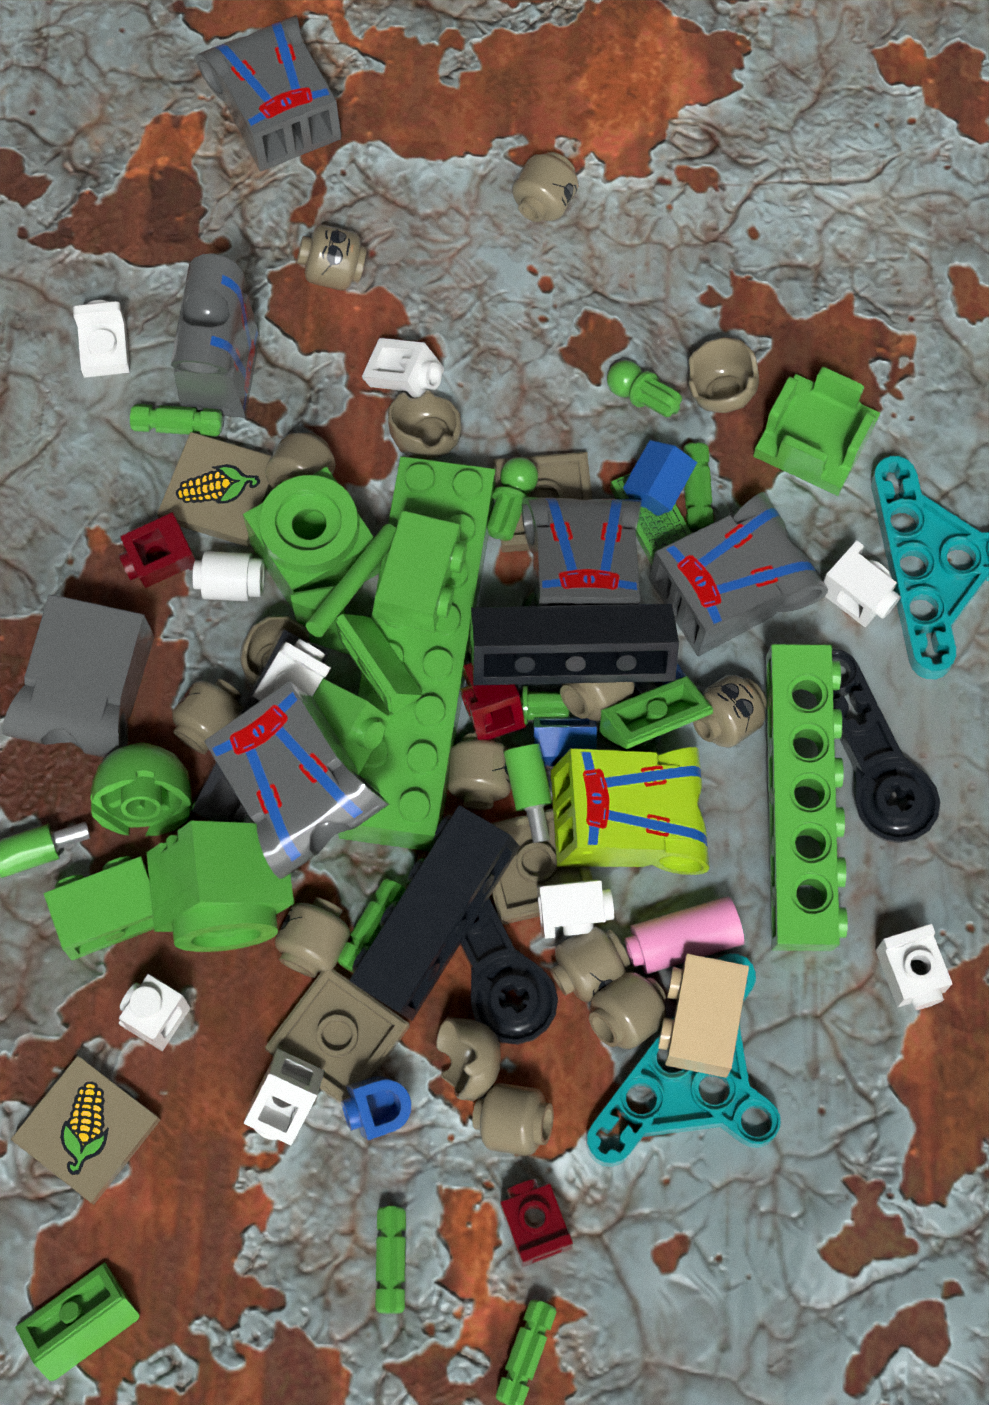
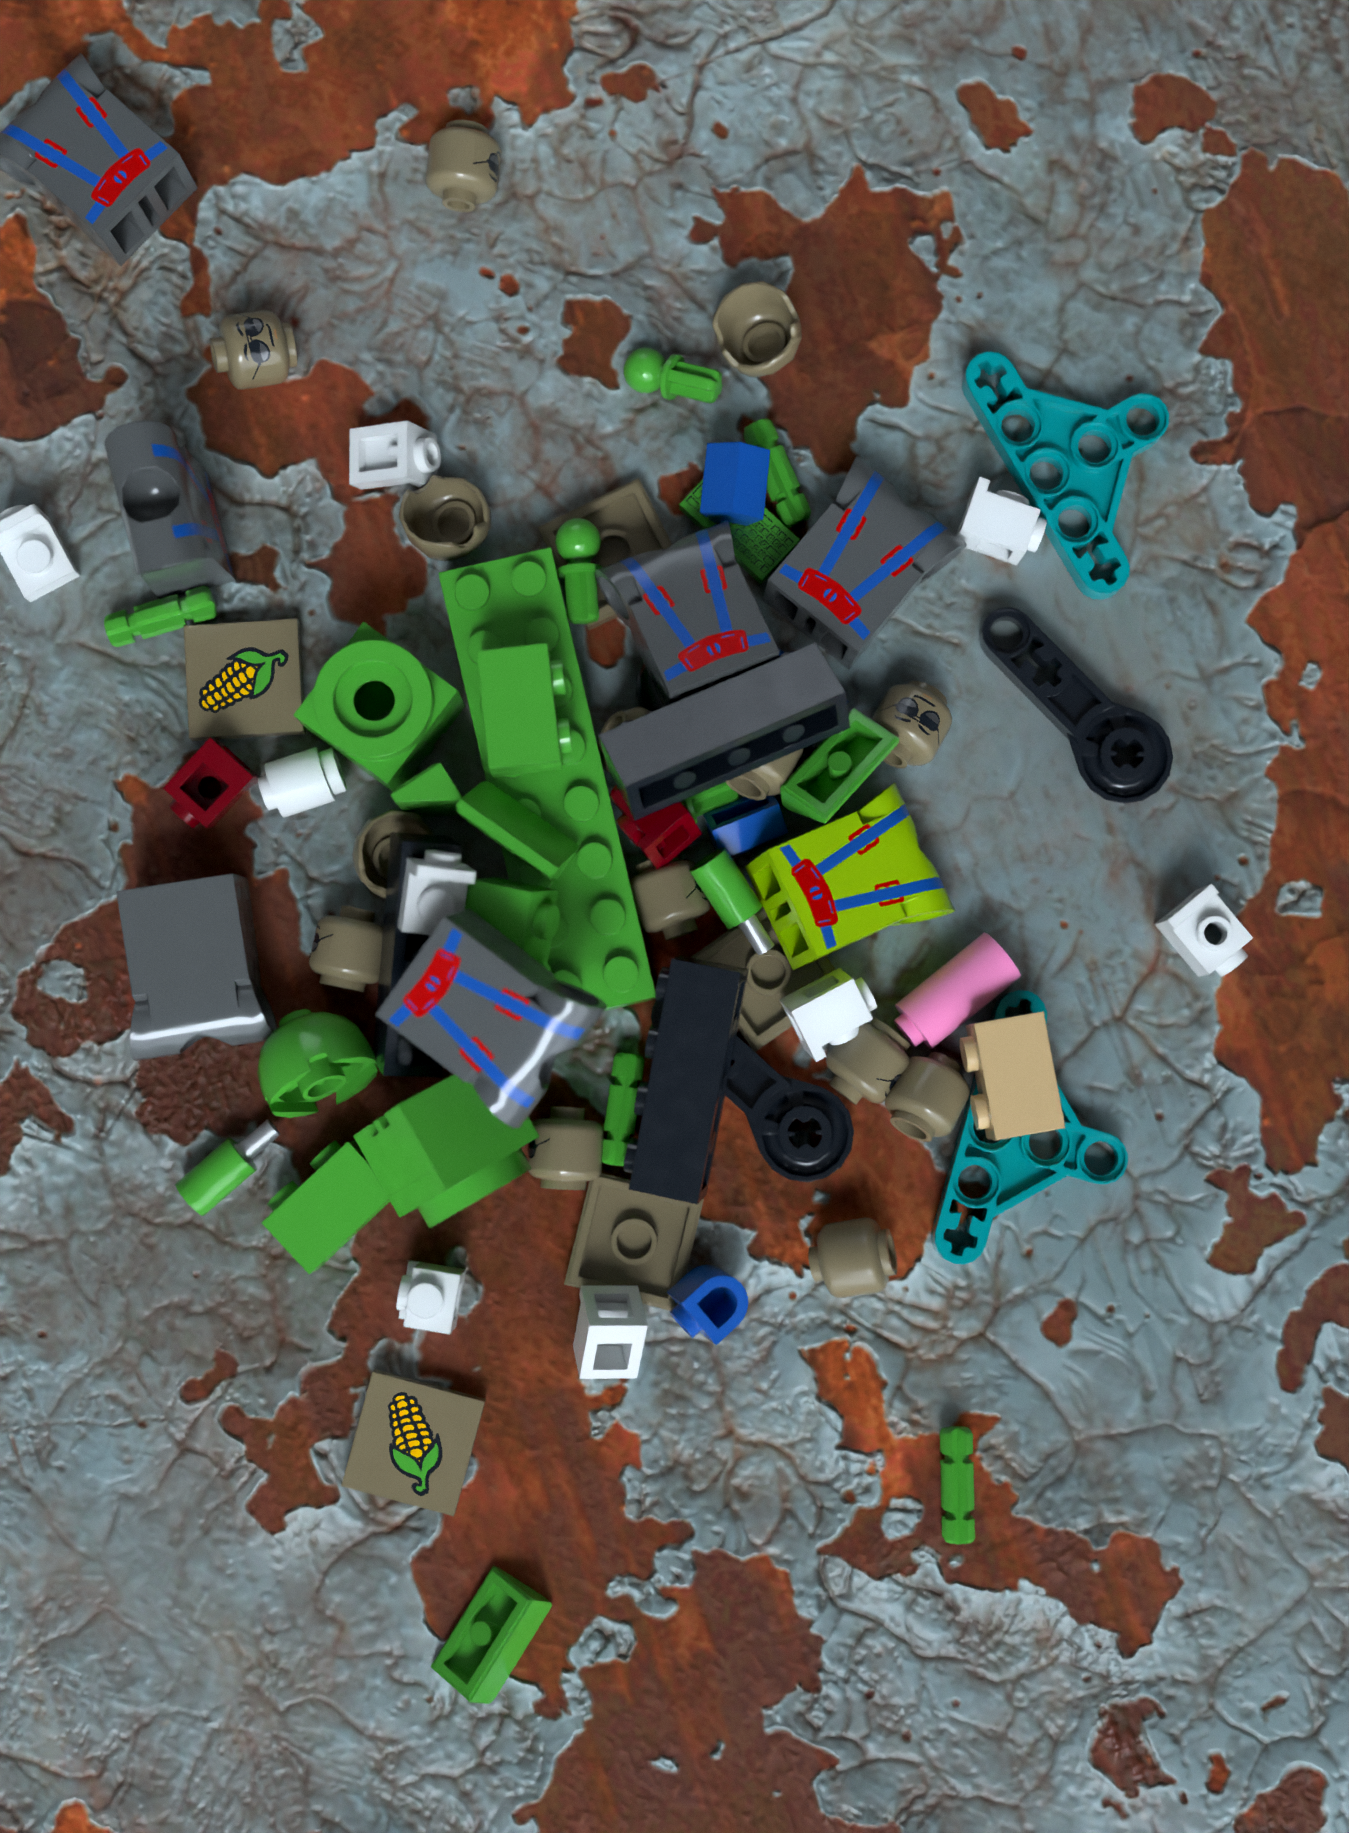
camera: 30 degrees left, 15 degrees up
(298, 456) = (325, 620): dark tan head -> none
(351, 582) = (453, 752): bright green bar -> none
(390, 1260) = (784, 1447): bright green axle -> none
(473, 1056) = (787, 1211): dark tan hair -> none
(541, 1242) = (935, 1372): dark red brick -> none
(793, 925) = (1098, 921): bright green brick -> none
(818, 429) = (886, 353): bright green panel -> none

